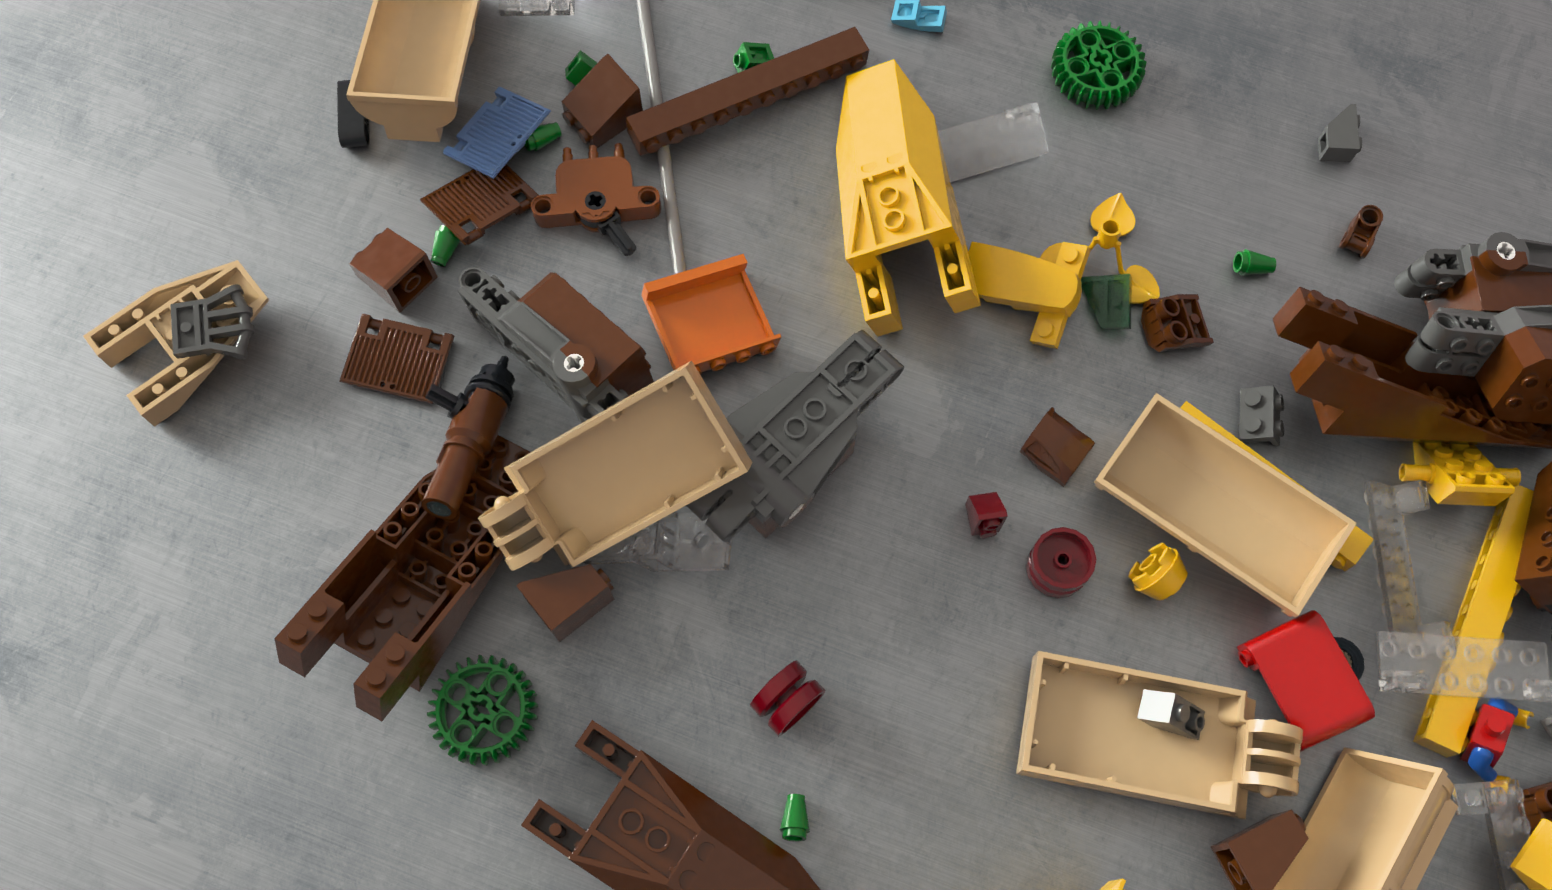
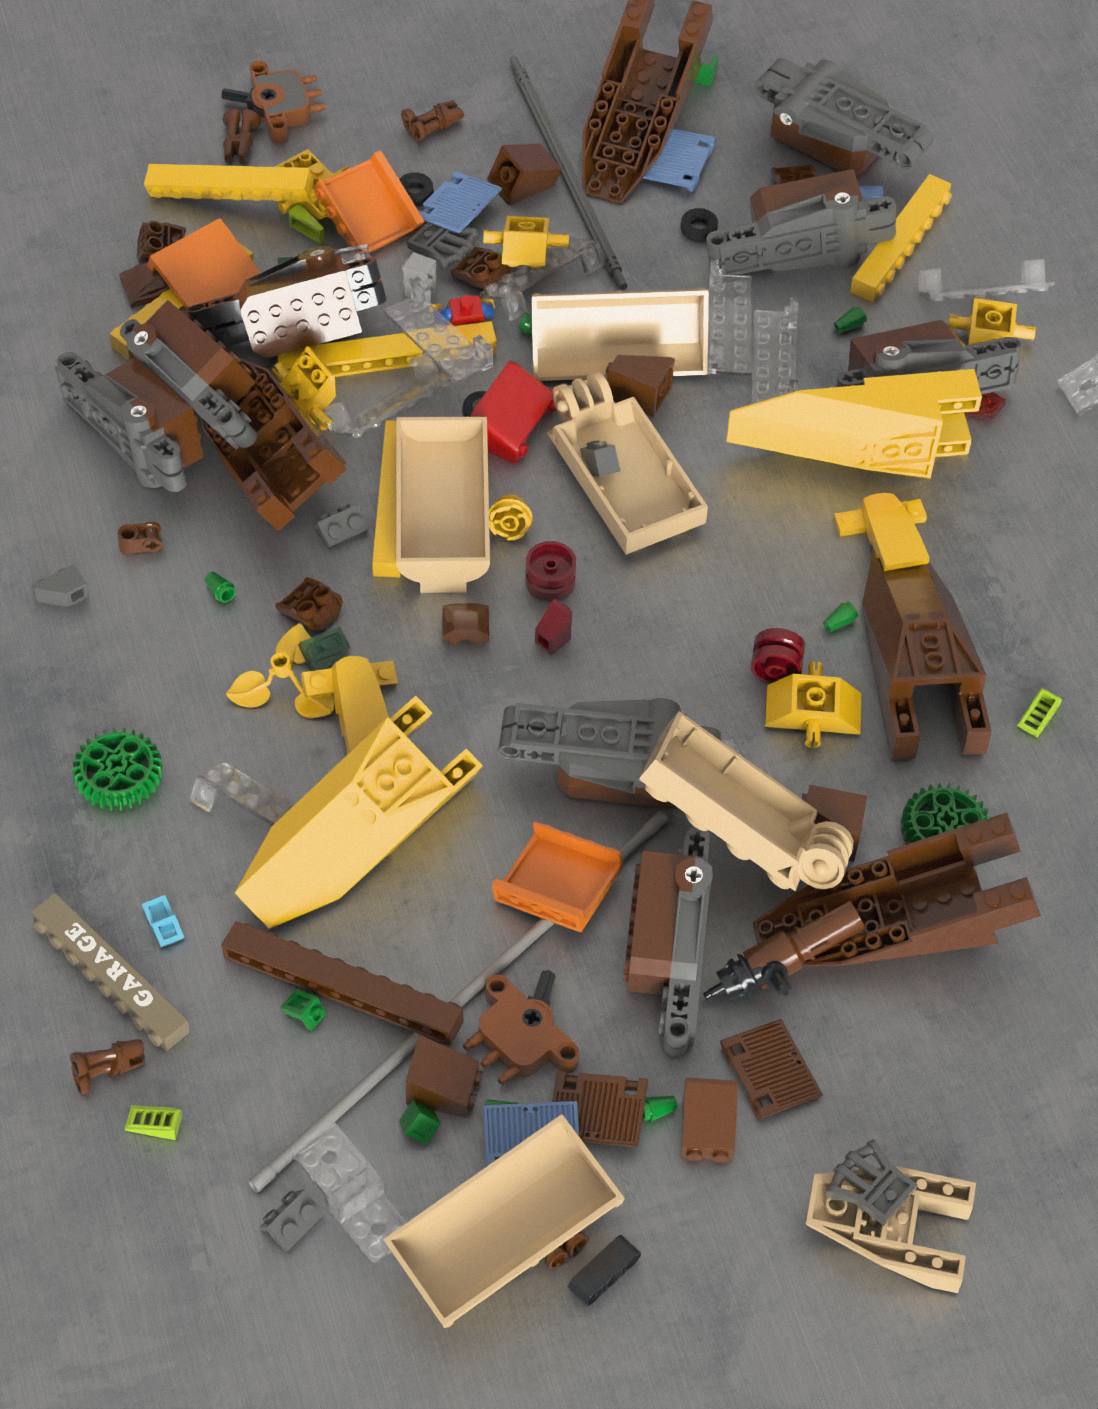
camera: 130 degrees left, 15 degrees down
(690, 718) = (813, 704): none -> yellow slope

